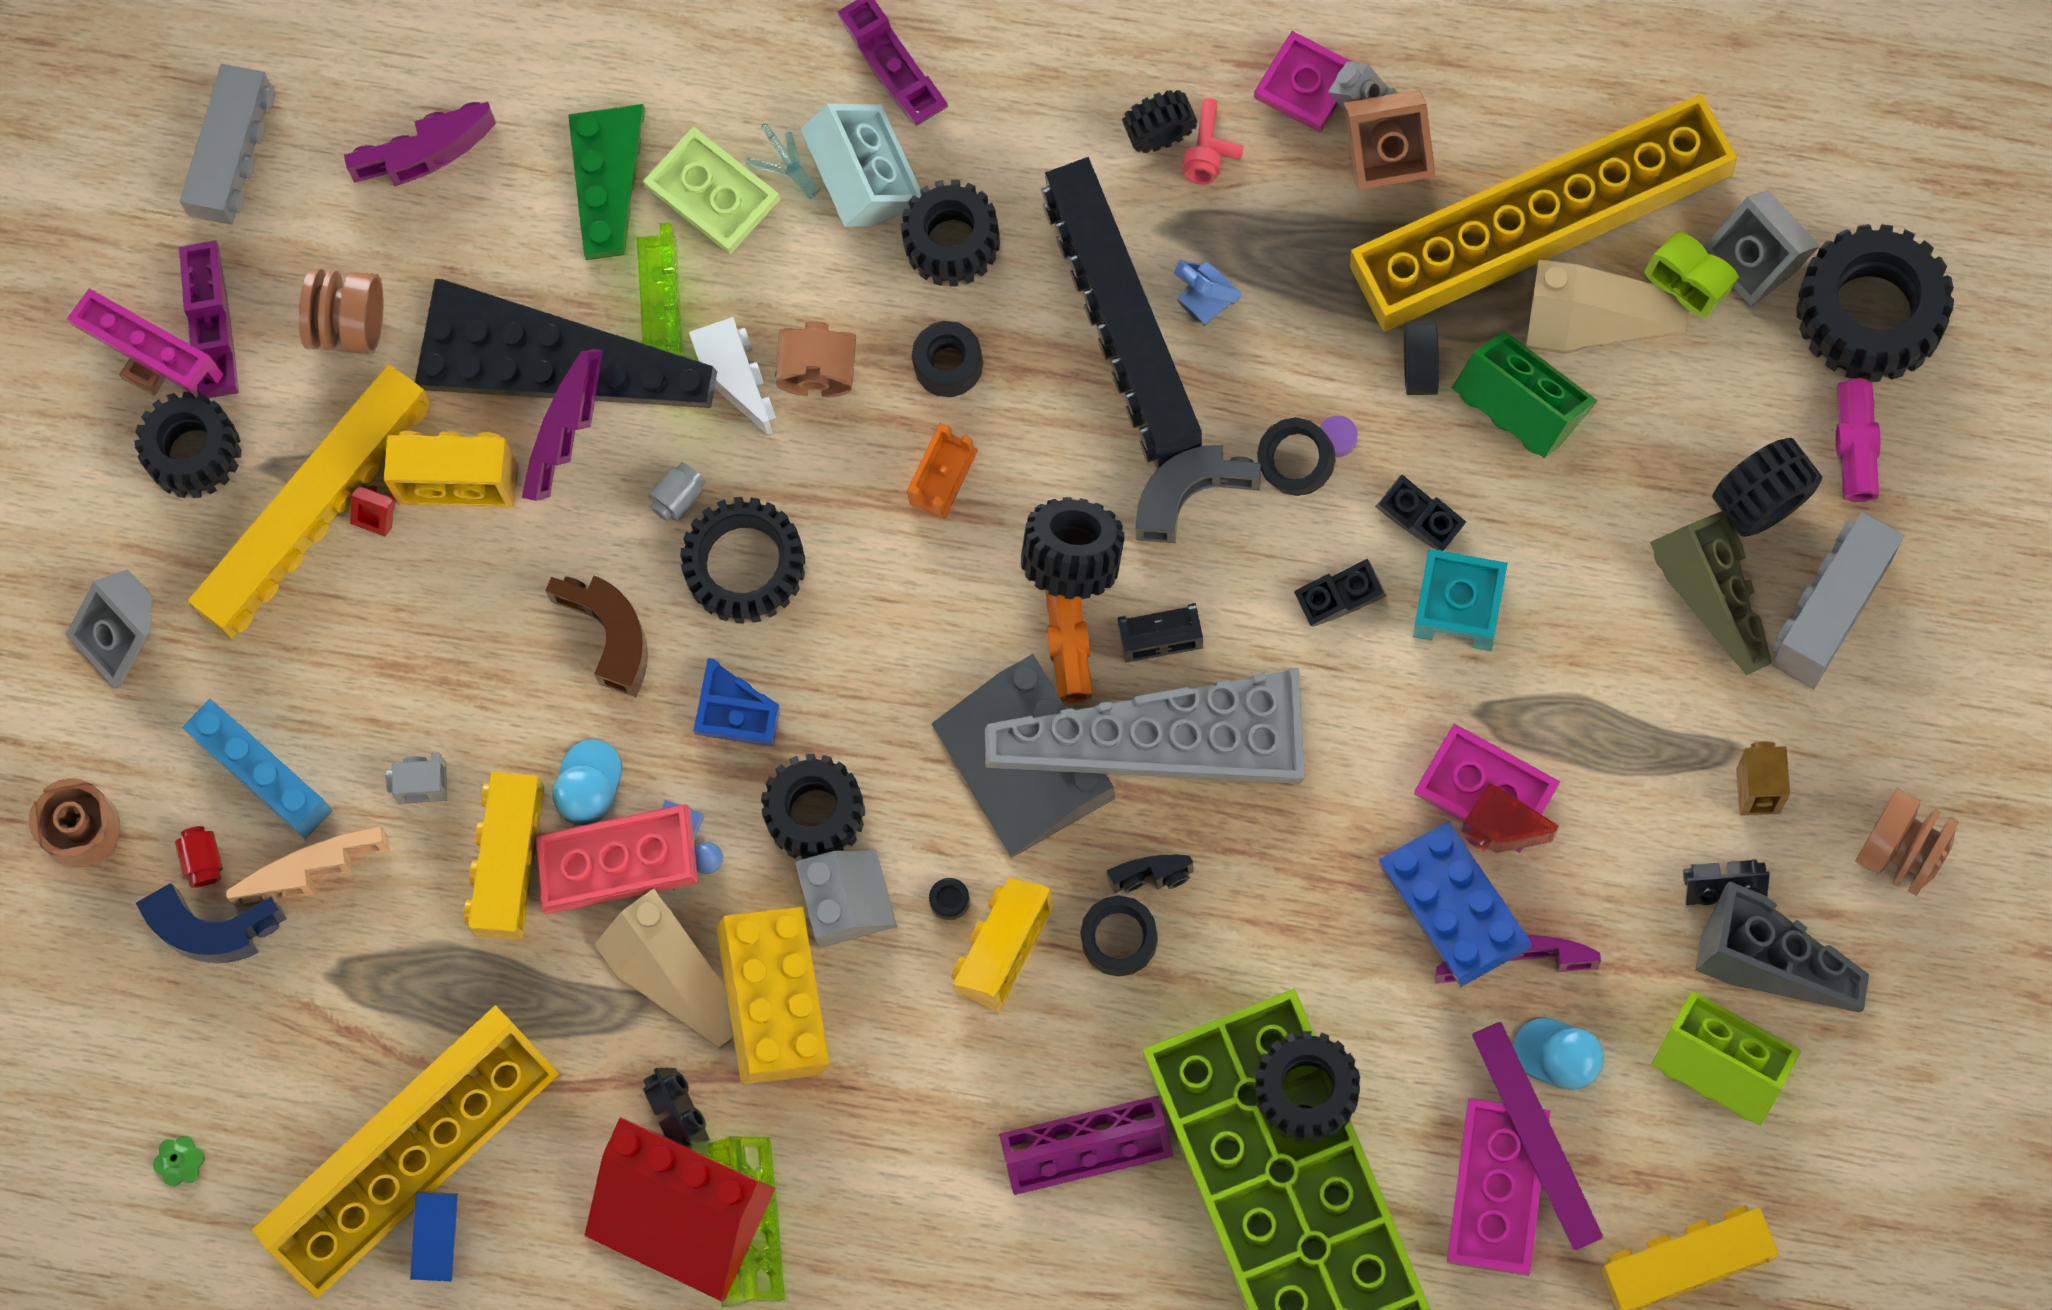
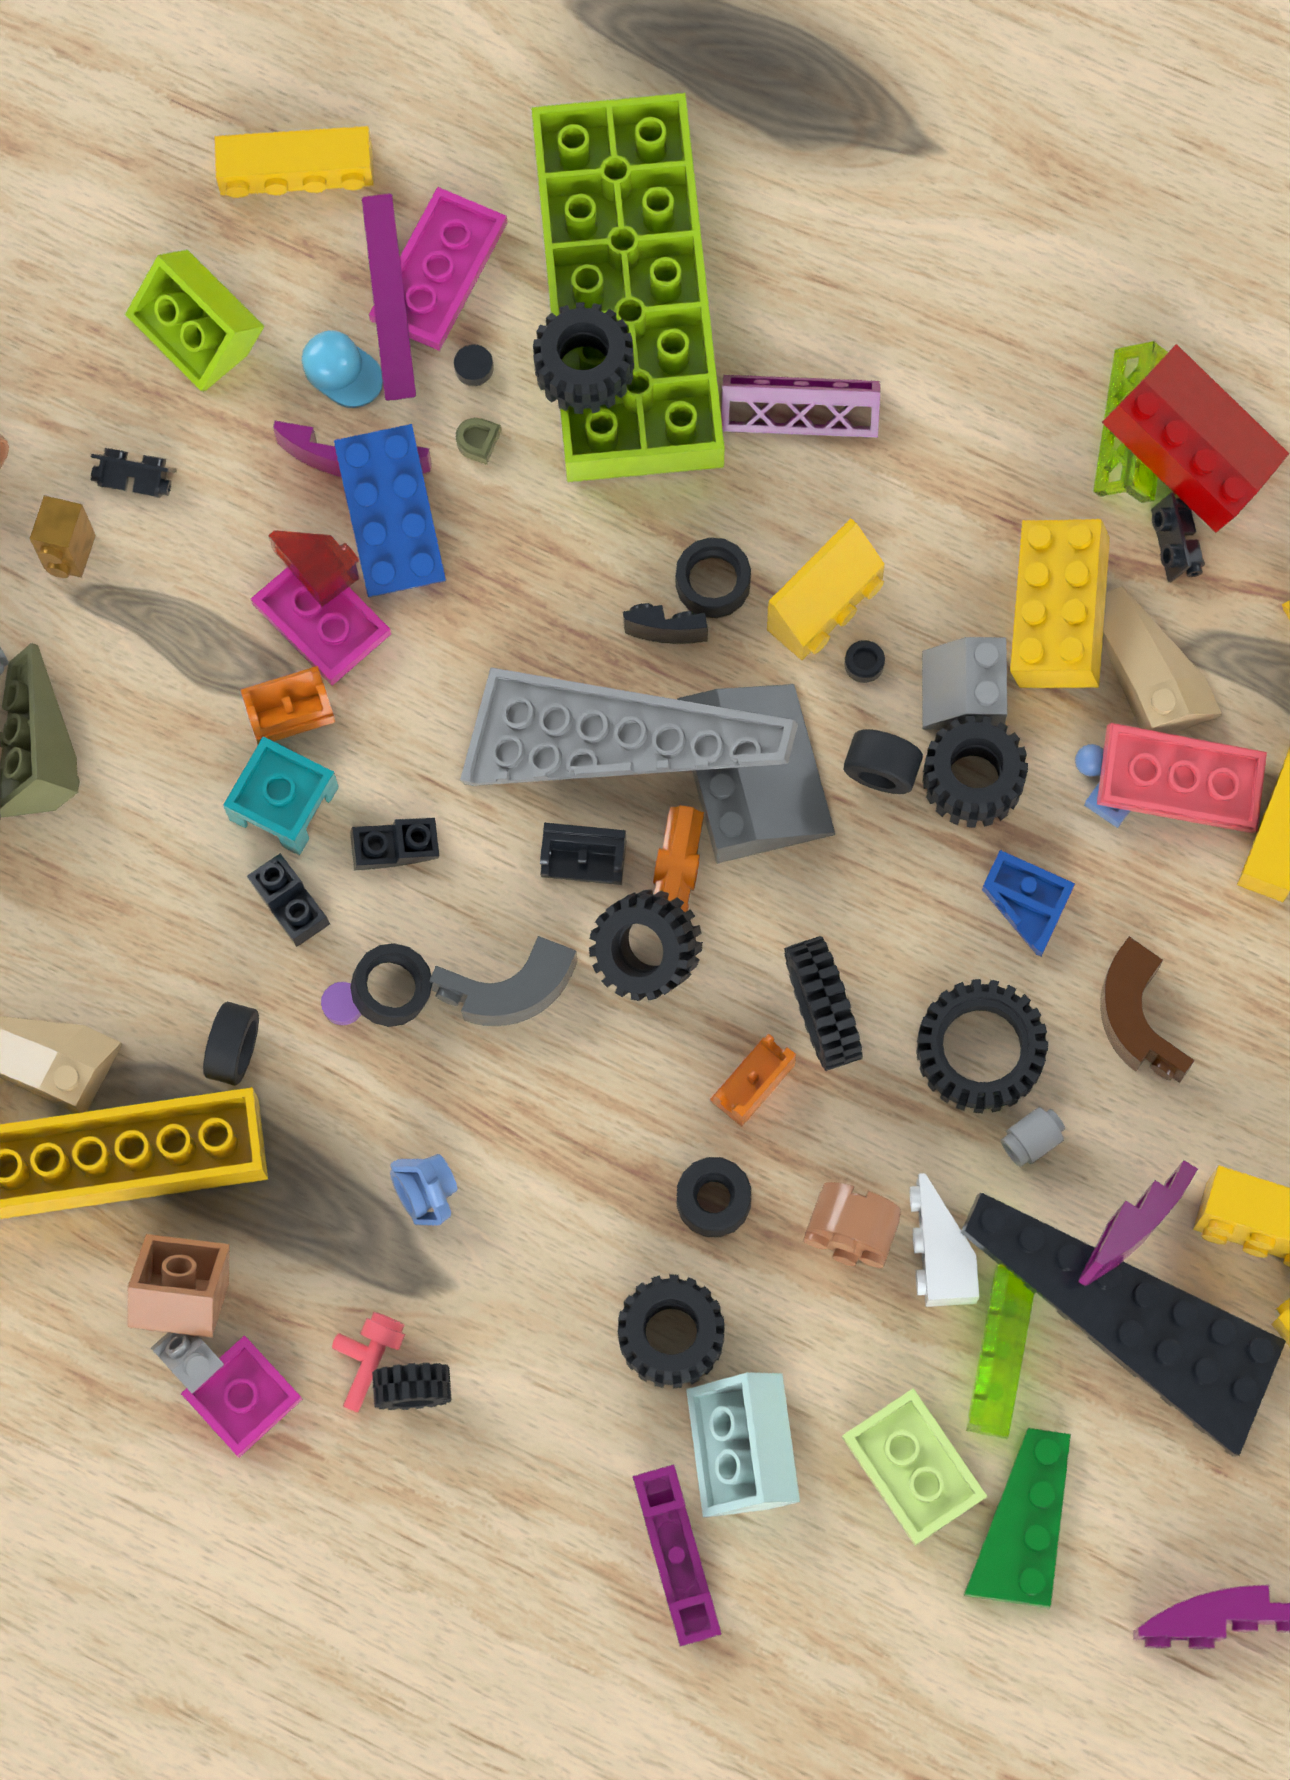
camera: 170 degrees left, 0 degrees up
(587, 782) = (1193, 873): medium azure cap -> none
(793, 167) = (825, 1471): clear light blue plant -> none
(893, 533) = (823, 1003): none -> black tyre
(902, 788) = (883, 761): none -> black tyre
(1120, 312) = (518, 1181): black brick -> none
(1398, 1018) = (477, 438): none -> olive tile
(1428, 1095) = (473, 365): none -> black tile
(1483, 684) = (288, 705): none -> orange hinge
(1523, 394) = (141, 986): green slope -> none
(1766, 952) = (117, 398): dark grey wedge -> none

